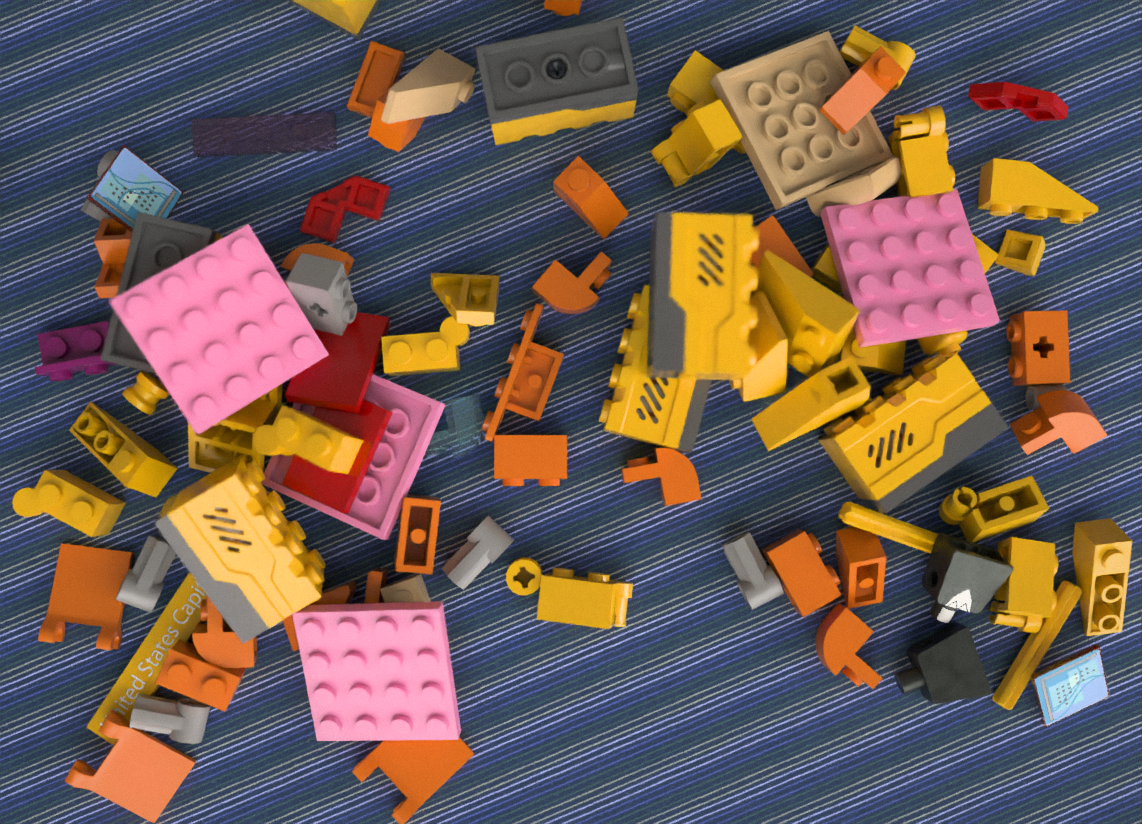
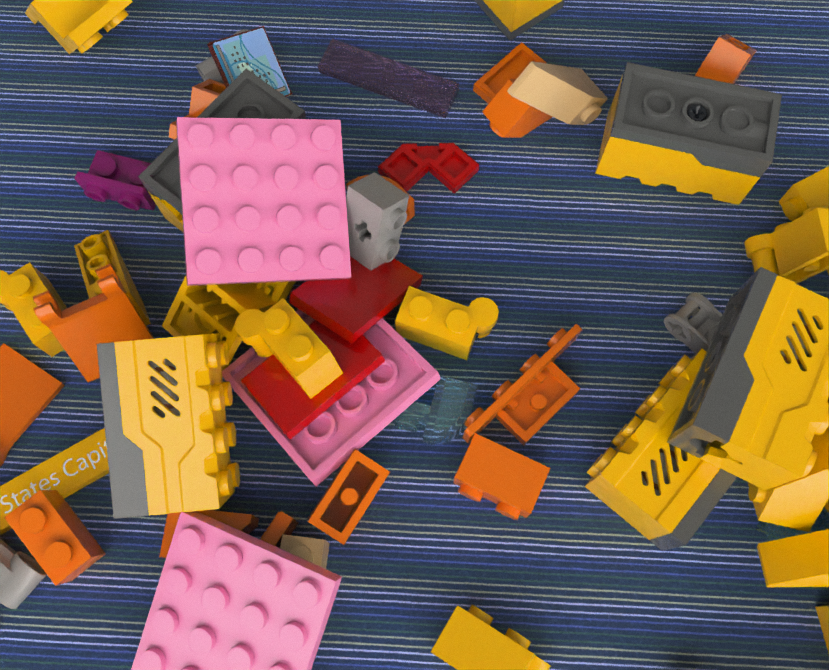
camera: 30 degrees right, 15 degrees down
(136, 495) = (93, 321): none -> orange flag
(144, 582) = (56, 415): light grey piece -> none
(146, 392) = (161, 242): yellow wheel -> none
(219, 643) = (91, 511): orange brick -> none
(468, 296) = (508, 291): yellow wing -> none
(483, 546) = (408, 545): light grey piece -> none
(524, 569) = (430, 602): yellow wheel -> none
(572, 294) = (609, 331): orange brick -> none
(590, 197) = (668, 254): orange slope -> none
(639, 255) = (700, 328): none -> light grey piece
(675, 475) = (646, 566): orange brick -> none

